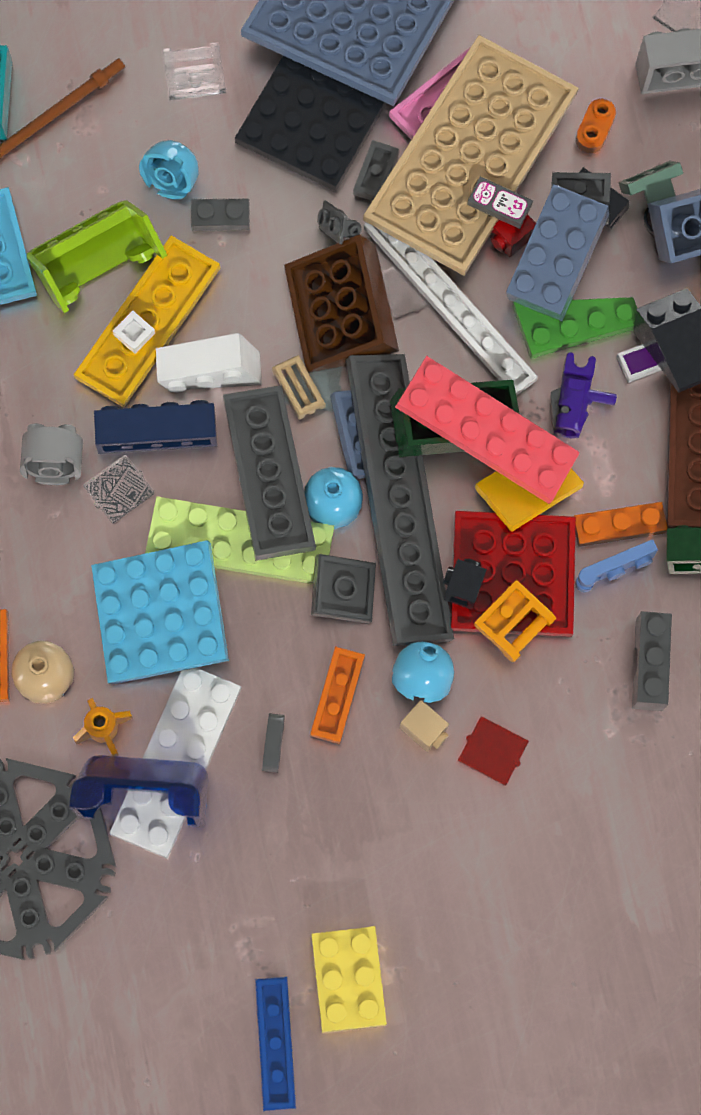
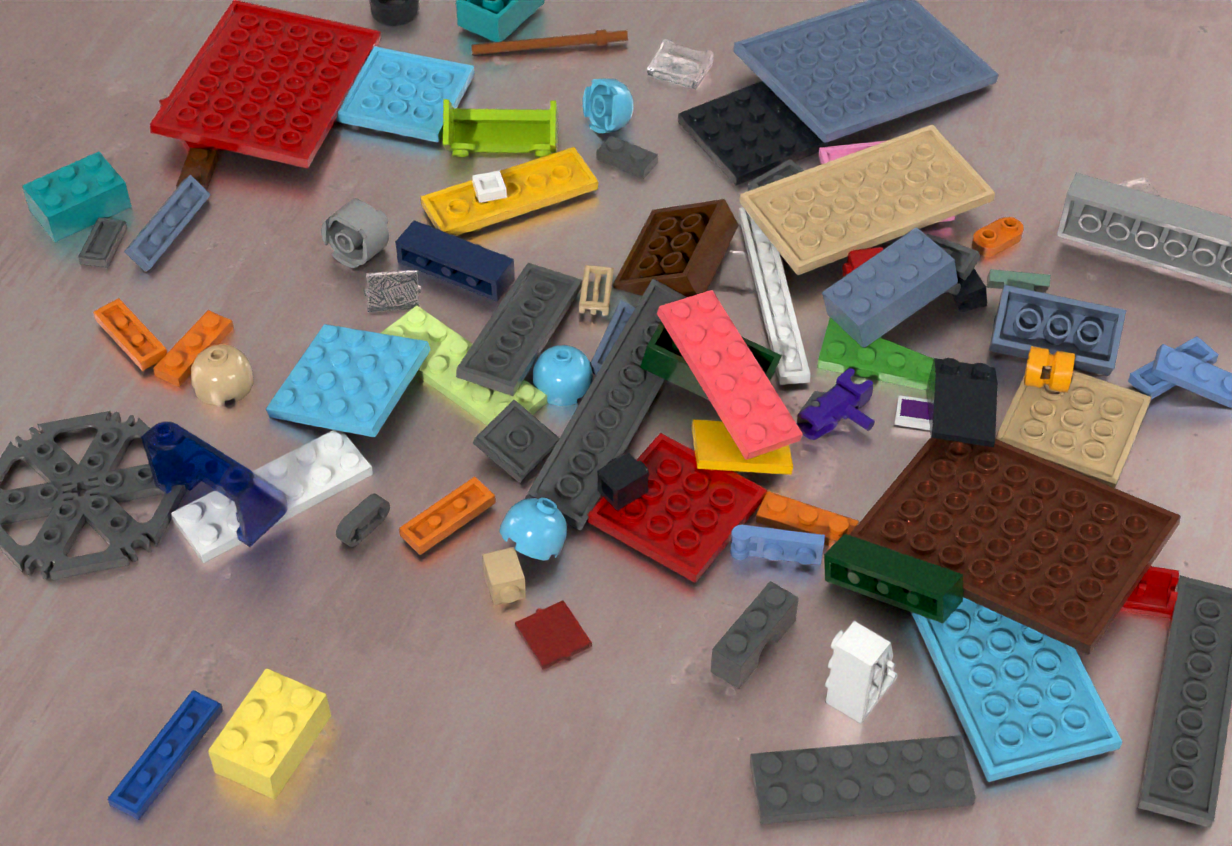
camera: 35 degrees right, 25 degrees down
(107, 731) = (233, 432): light orange brick -> none
(209, 364) = (535, 237): white wedge -> none
(336, 223) = (716, 191): dark grey hinge -> none
(500, 202) = (863, 232): tile -> none
(507, 613) = (645, 523): light orange plate -> none

